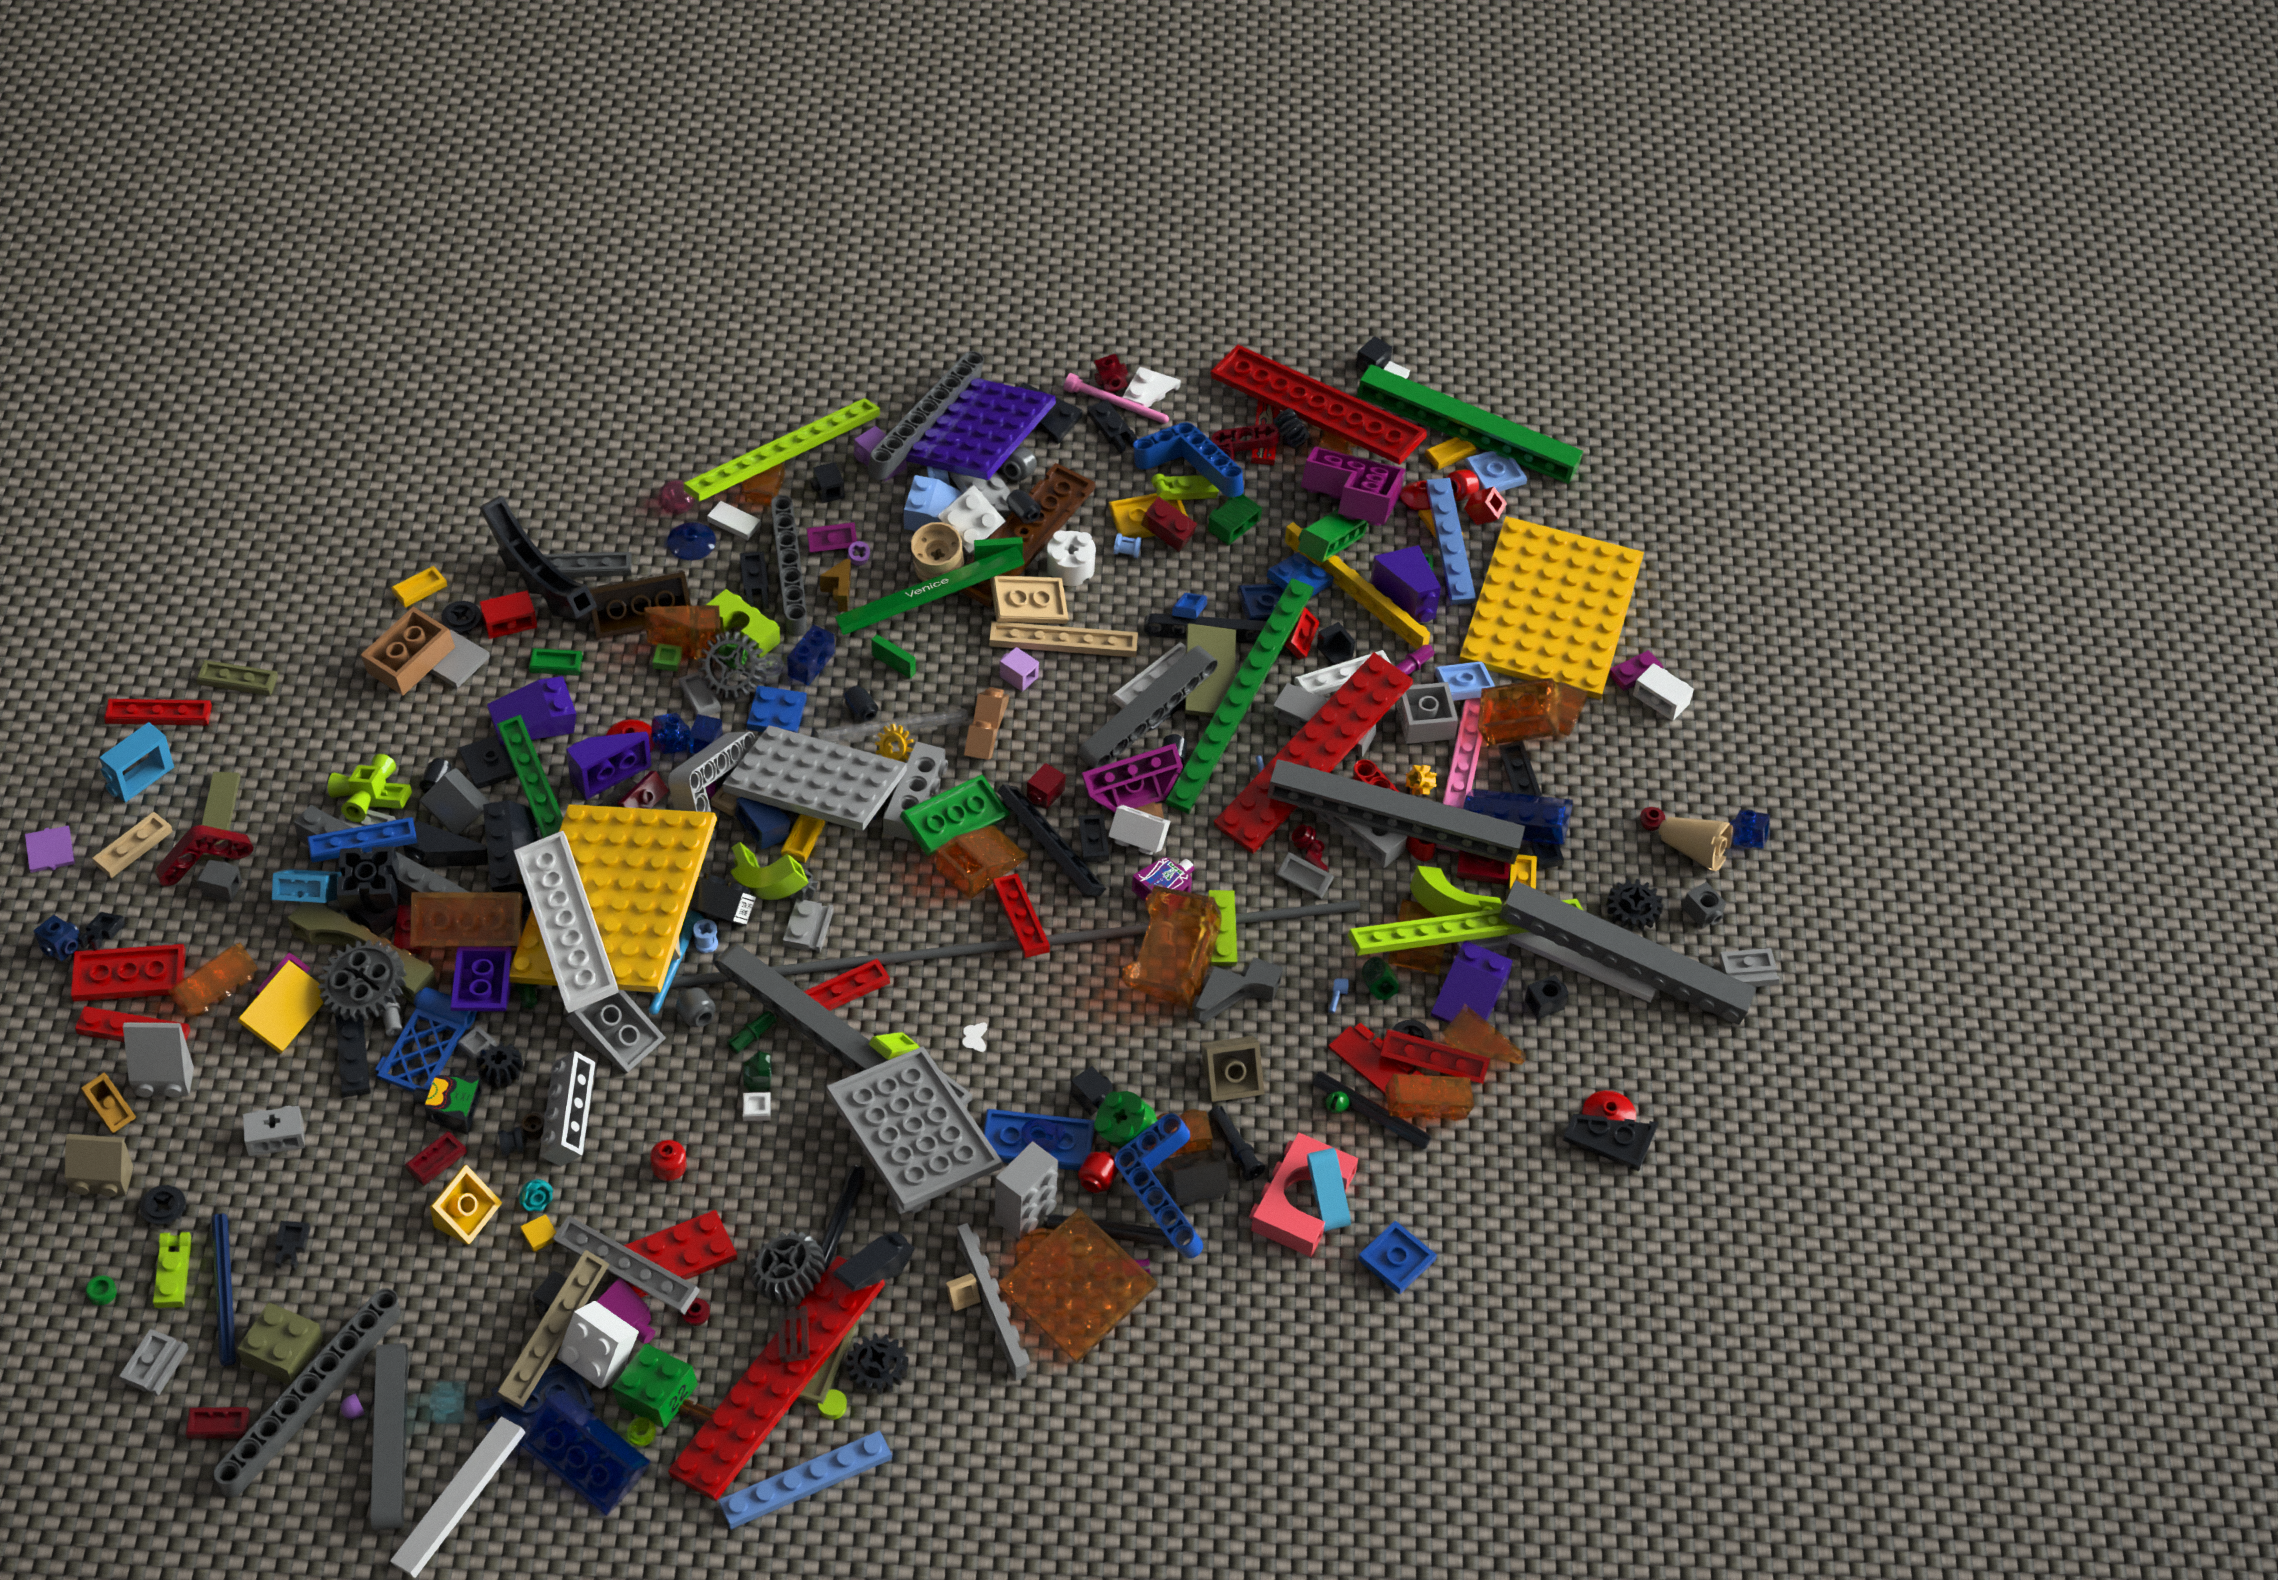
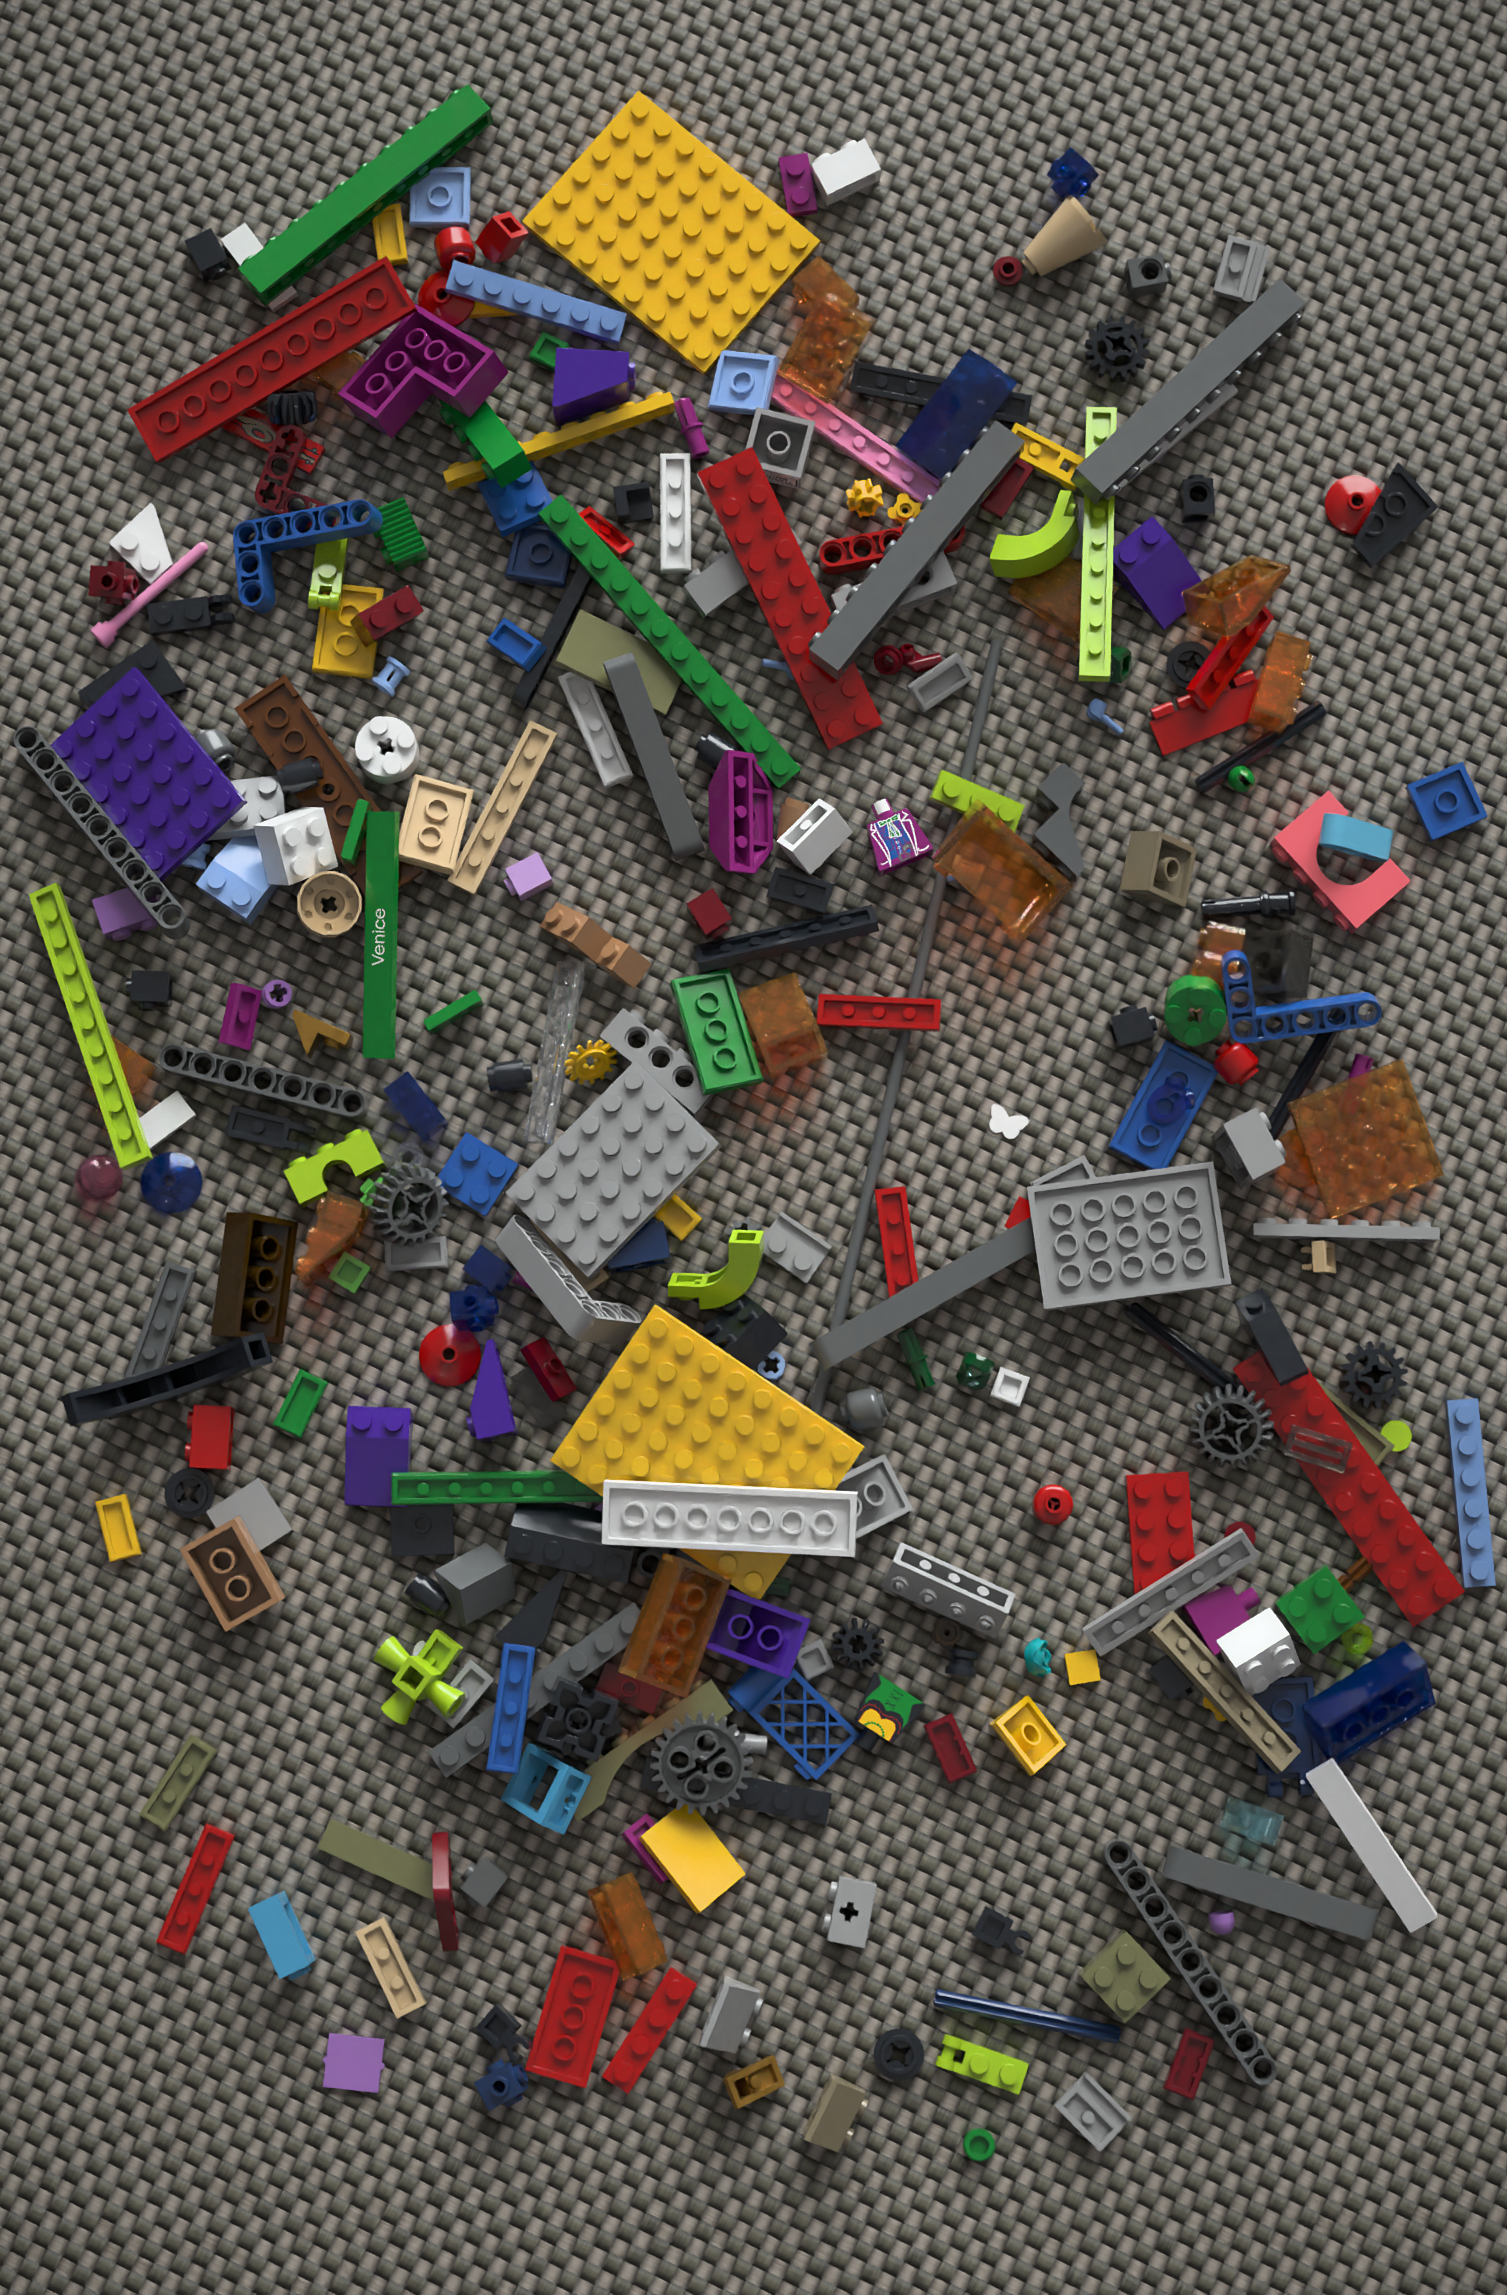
camera: 65 degrees left, 30 degrees up
(892, 1044) = (1001, 1215): lime tile -> none

